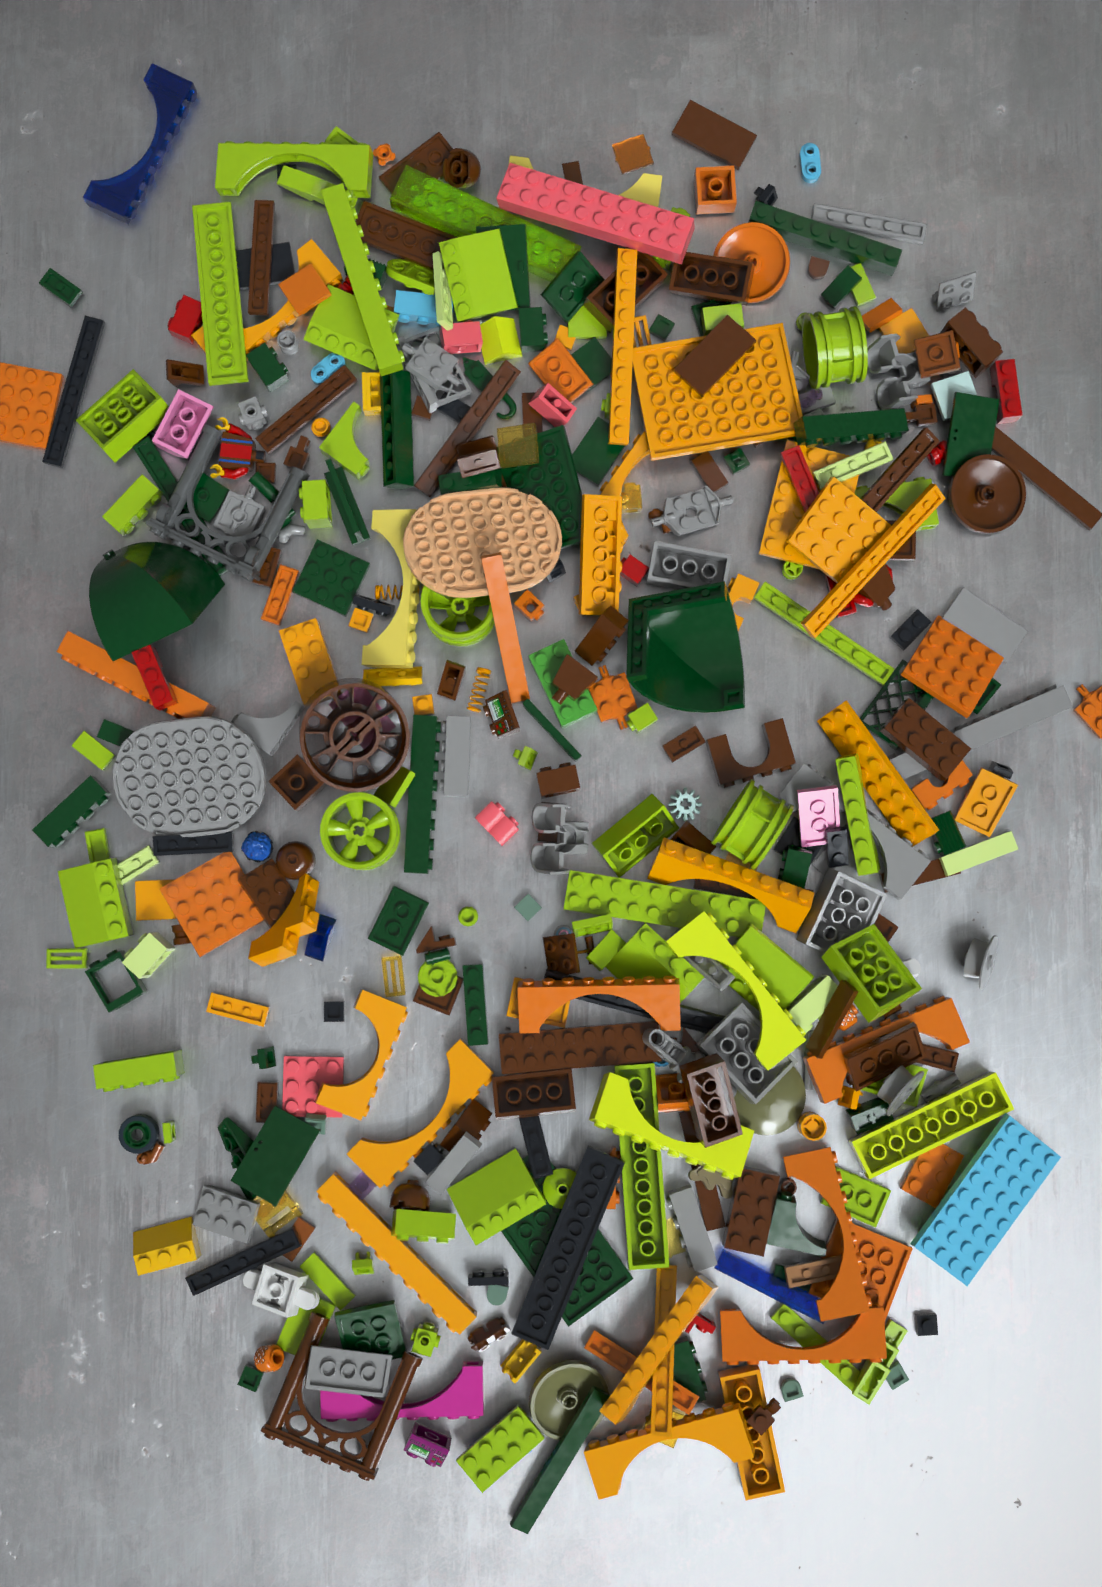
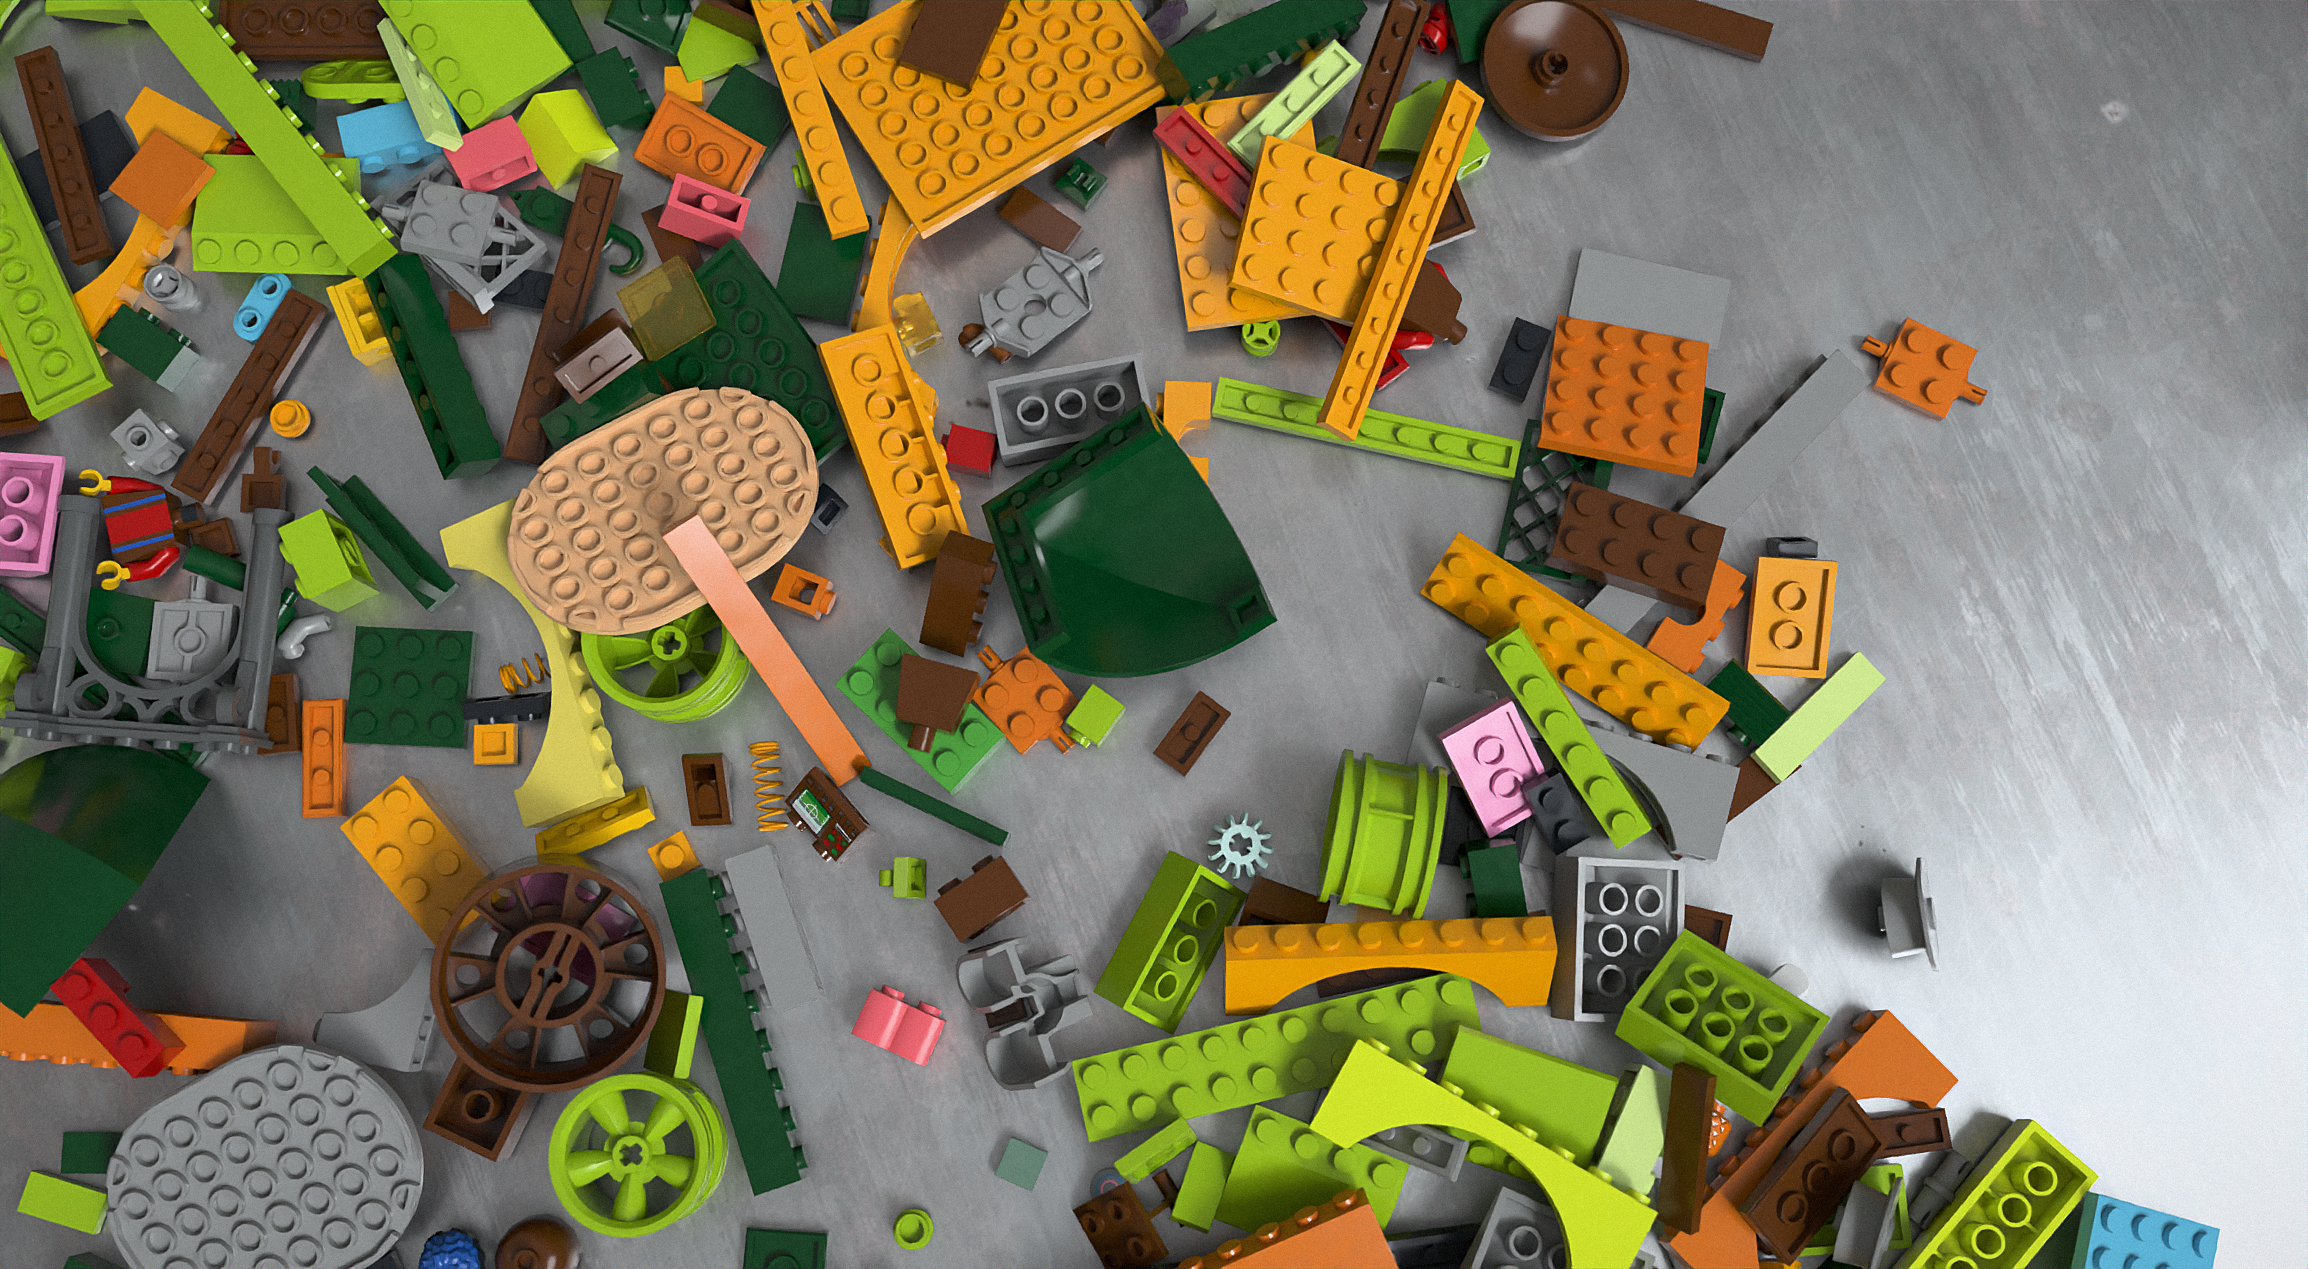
camera: 20 degrees left, 5 degrees down
(341, 444) = (338, 434): lime arch -> none
(728, 770) = (1376, 686): reddish brown arch -> none

